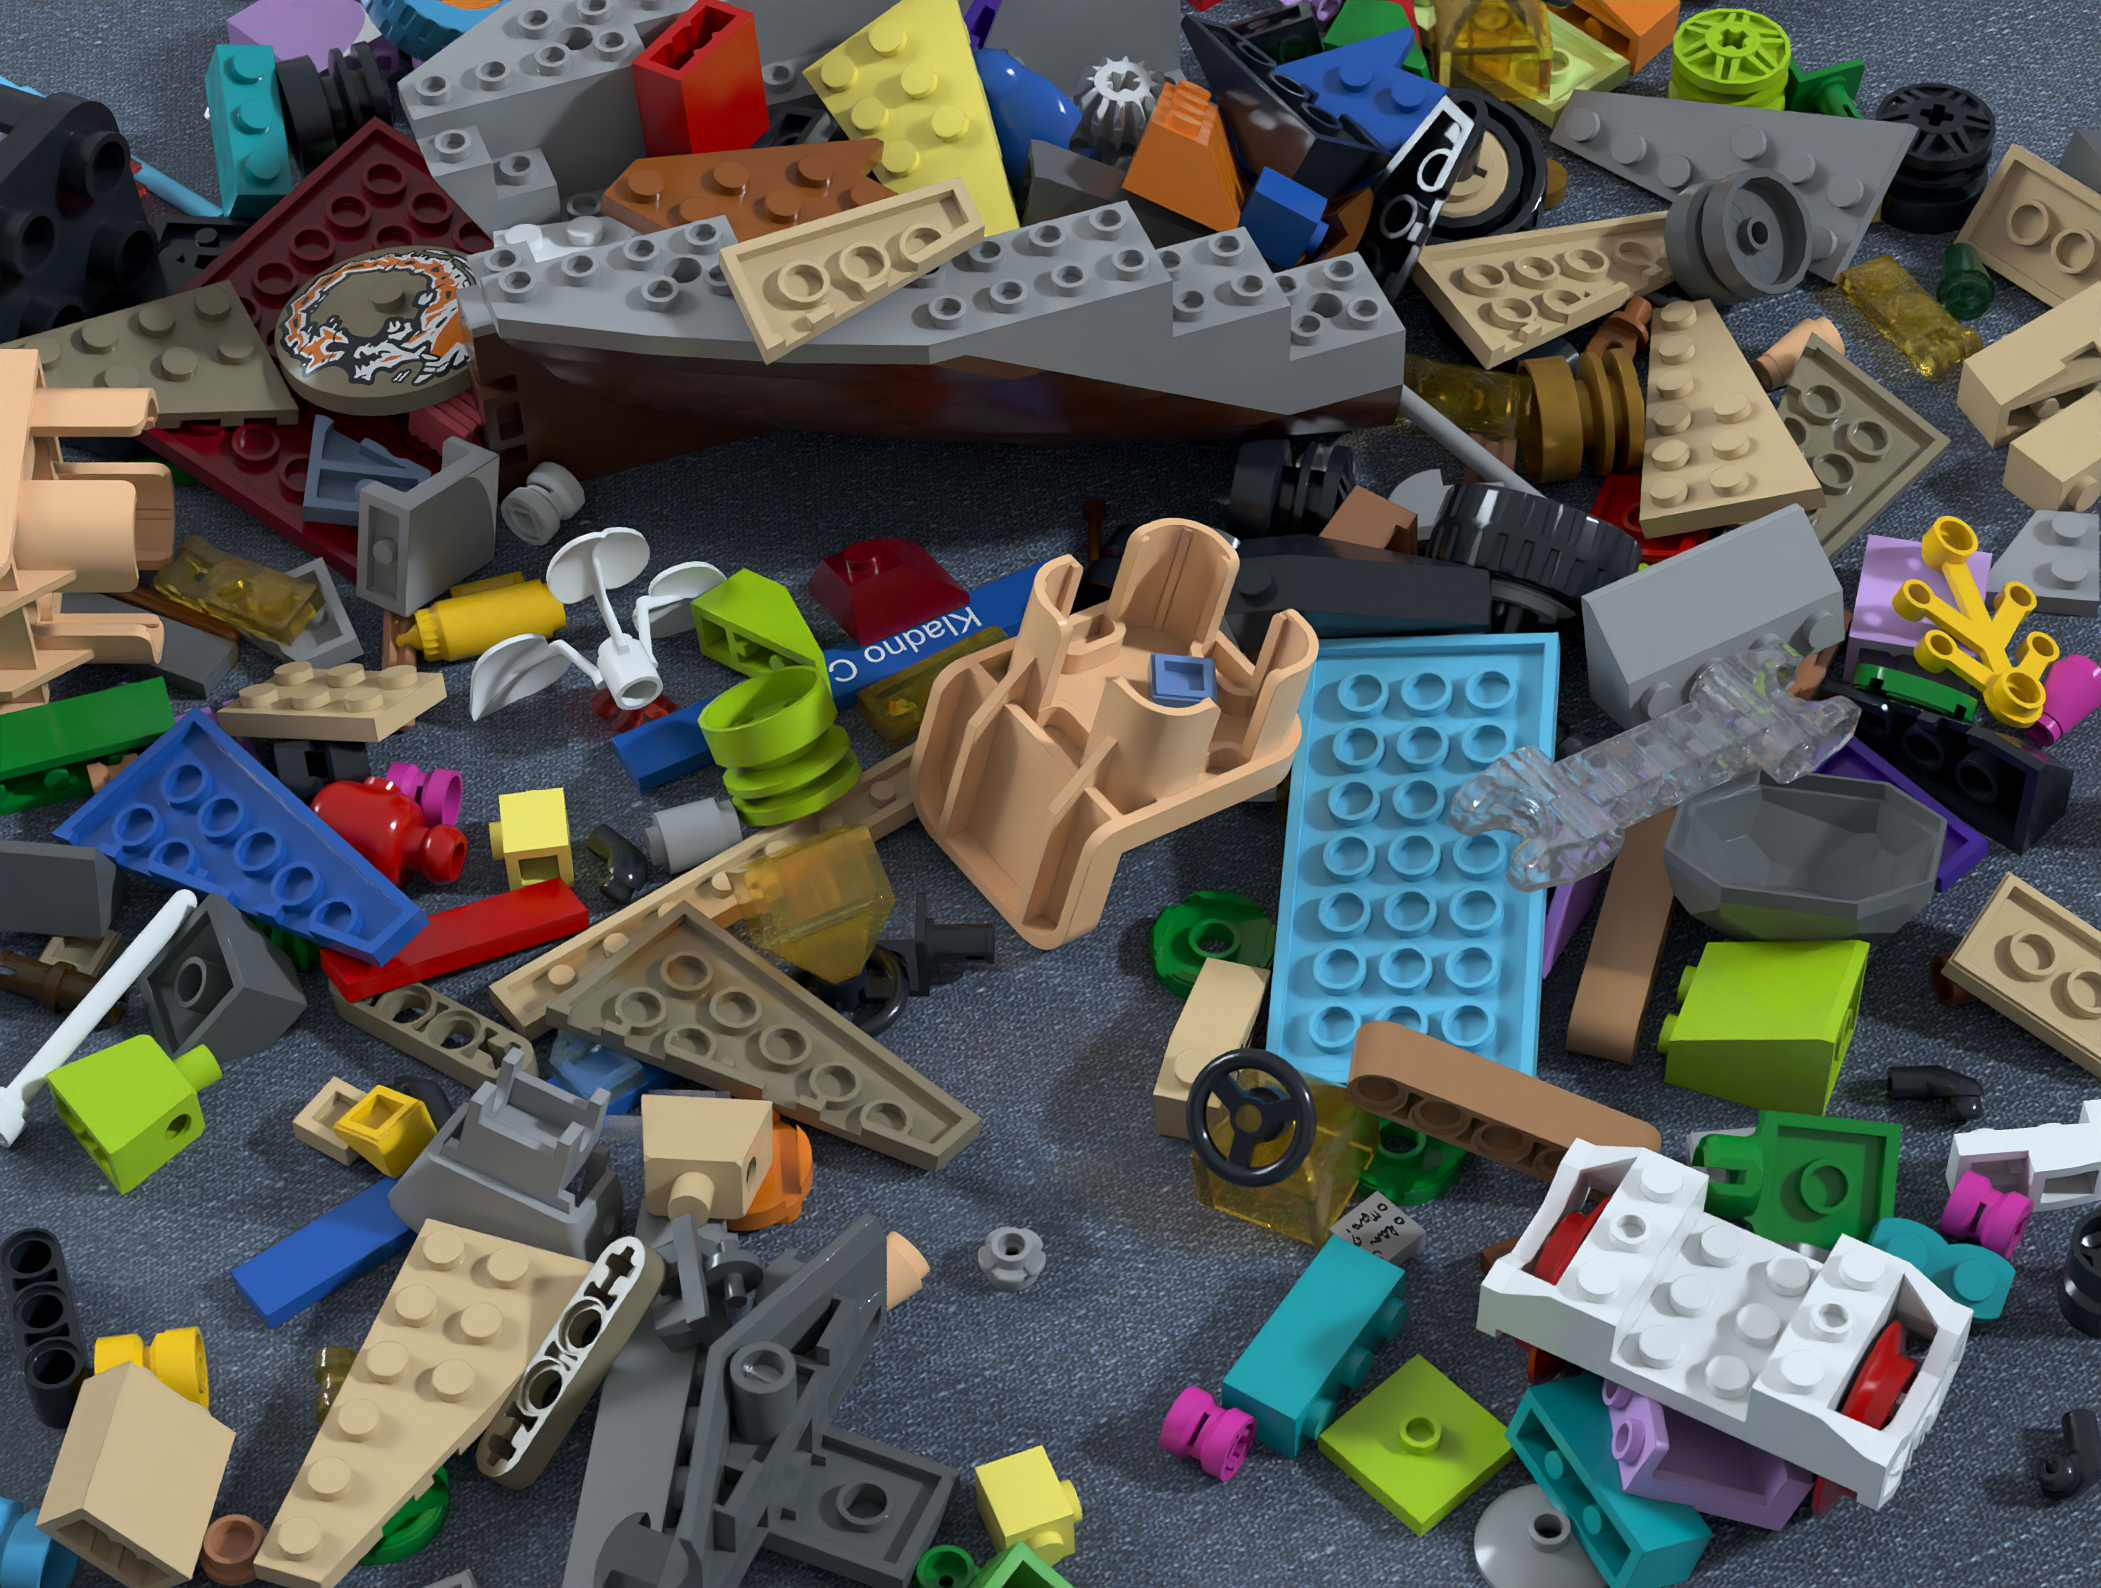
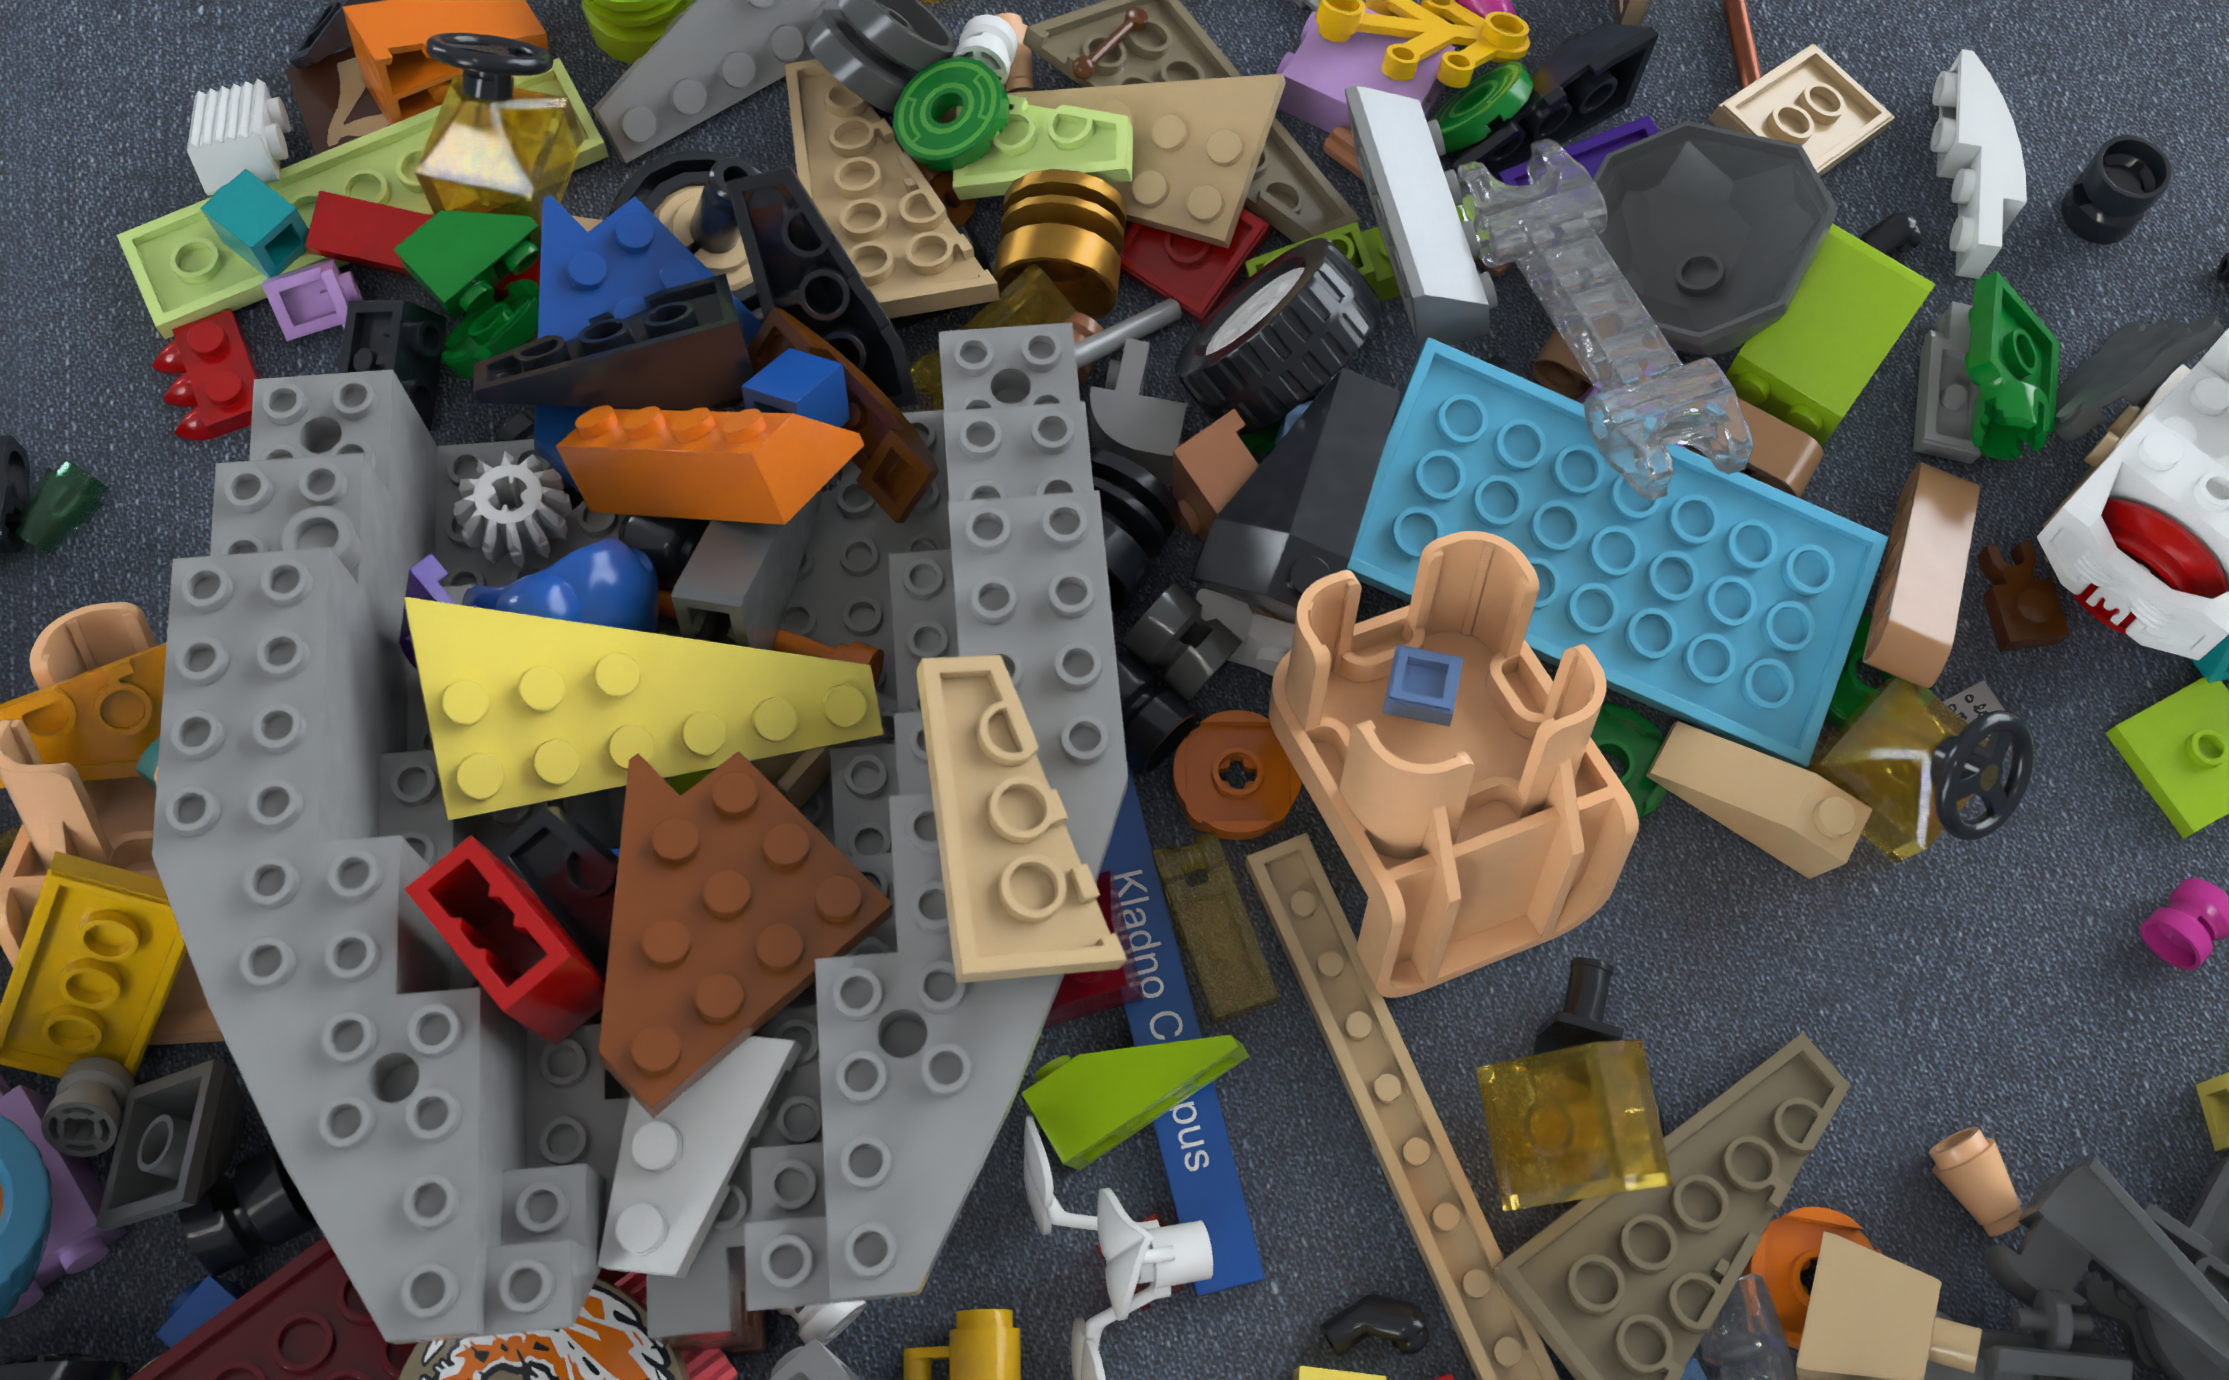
camera: 80 degrees left, 20 degrees up
(692, 834) = (1367, 1235): light grey brick -> none
(780, 745) = (1282, 1128): lime wheel -> none
(1015, 1271) = (1943, 1058): light grey plate -> none
(1317, 1345) = (2113, 811): teal brick -> none
(1672, 358) = (1049, 139): none -> yellowish green wing
(1673, 290) = (935, 91): none -> green tile
(1761, 309) = (989, 41): none -> white wheel
(1876, 416) = (1134, 20): none -> reddish brown hinge
(1961, 1271) = (2110, 307): teal brick -> none
(1986, 1214) = (2038, 251): dark pink wheel -> none

